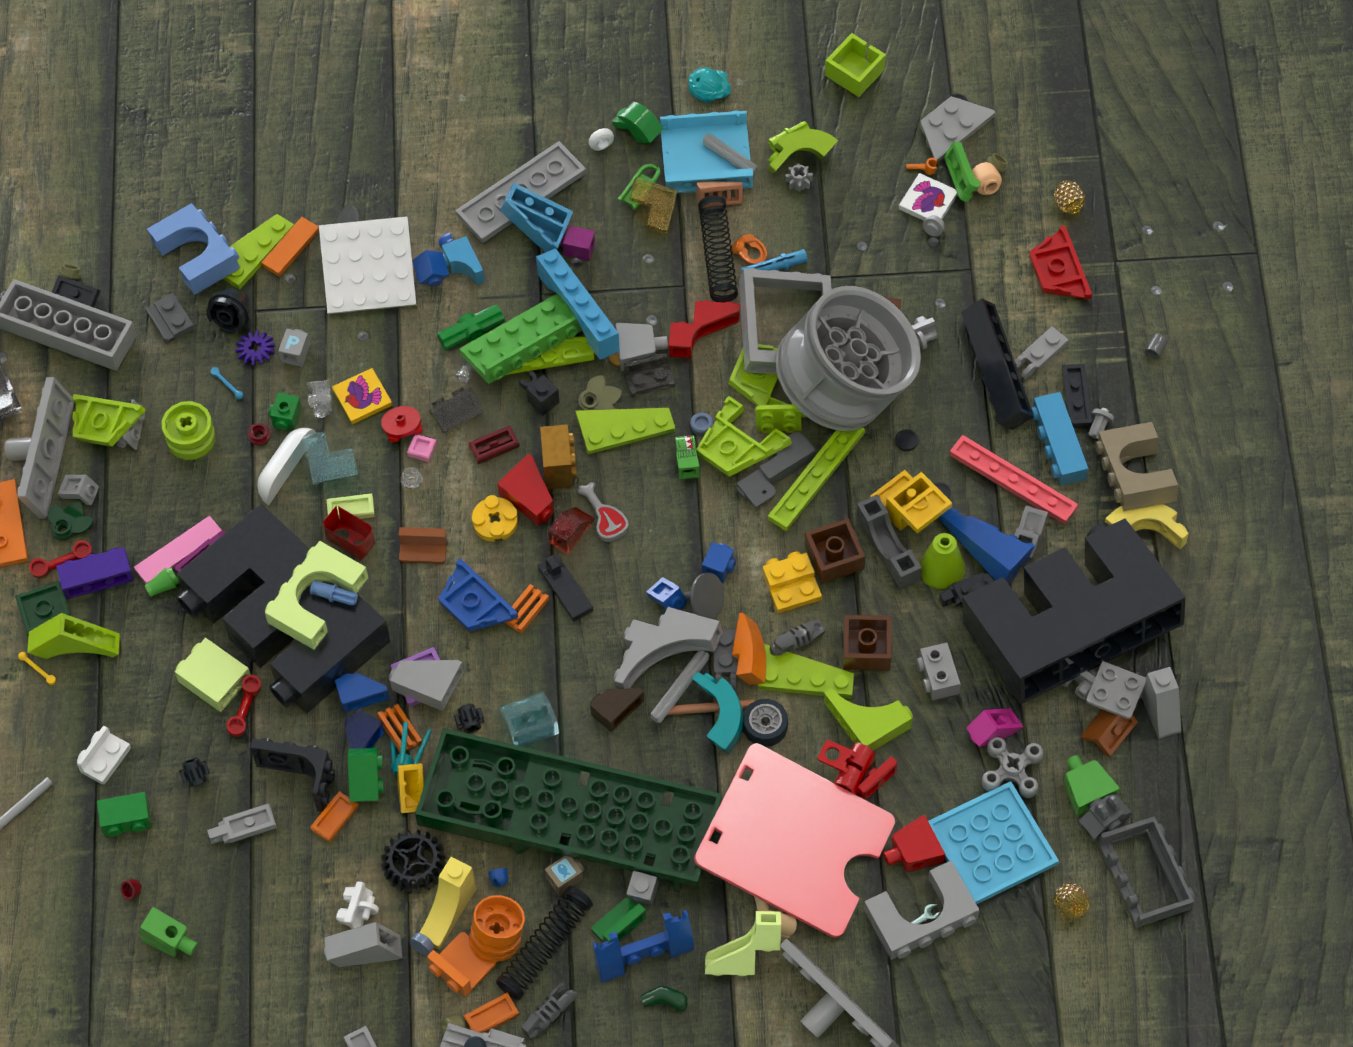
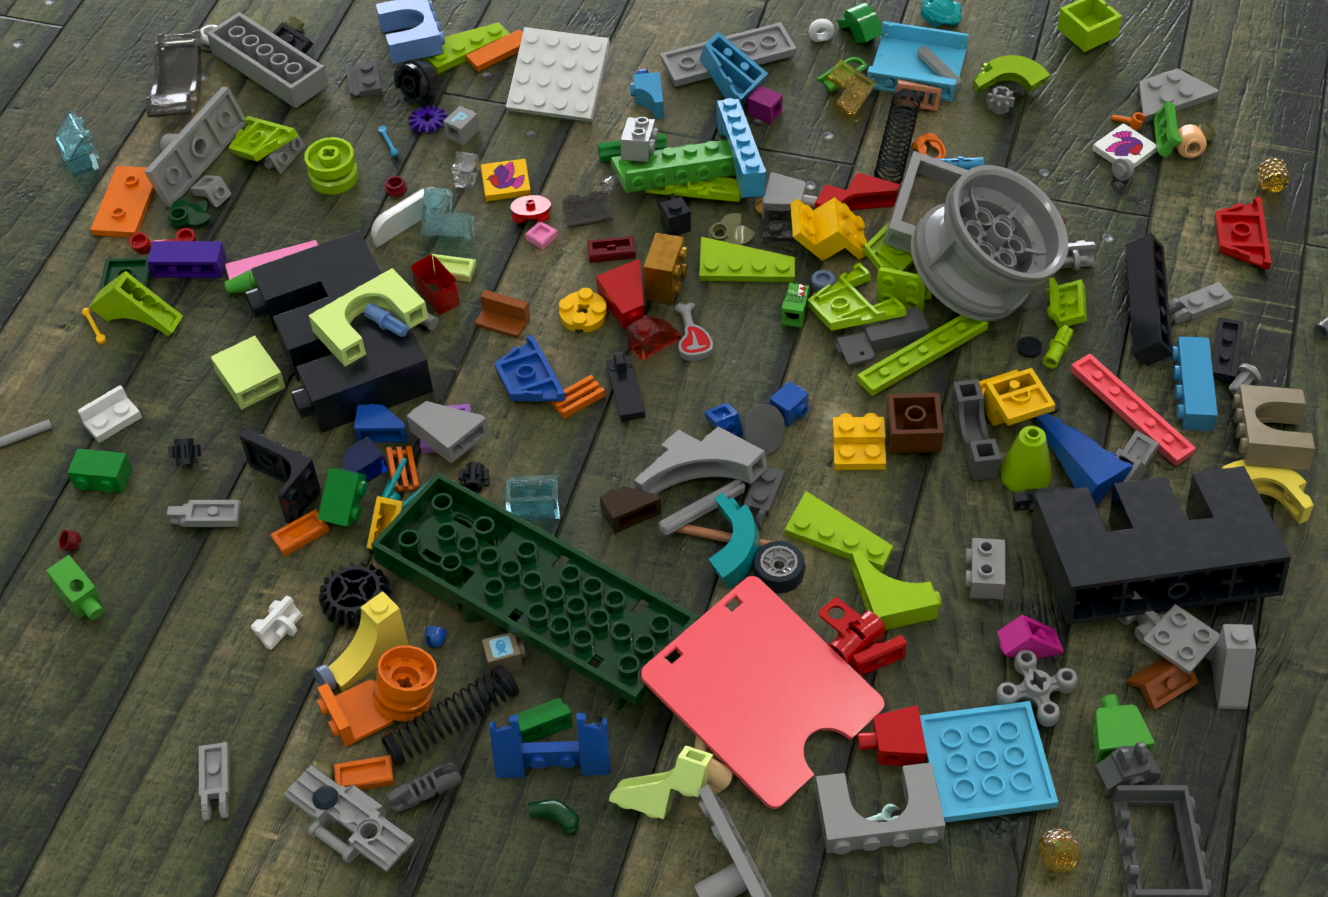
camera: 20 degrees right, 10 degrees down
(251, 688) = (278, 395): red bar -> none
(285, 411) = (428, 172): green brick -> none
(363, 946) = (264, 661): light grey slope -> none
(408, 473) = (519, 256): clear plate -> none
(430, 268) = (615, 90): blue brick -> none
(480, 324) = (638, 139): none -> light grey brick
(642, 888) = (578, 691): light grey brick -> none
(690, 370) = (828, 229): none -> yellow bracket
(749, 651) = (787, 493): orange slope -> none
(797, 637) = (844, 494): dark grey hinge -> none
(867, 642) = (917, 517): reddish brown brick -> none
(928, 388) = (1066, 302): none -> lime bracket
(932, 434) = (1058, 347): none -> lime axle

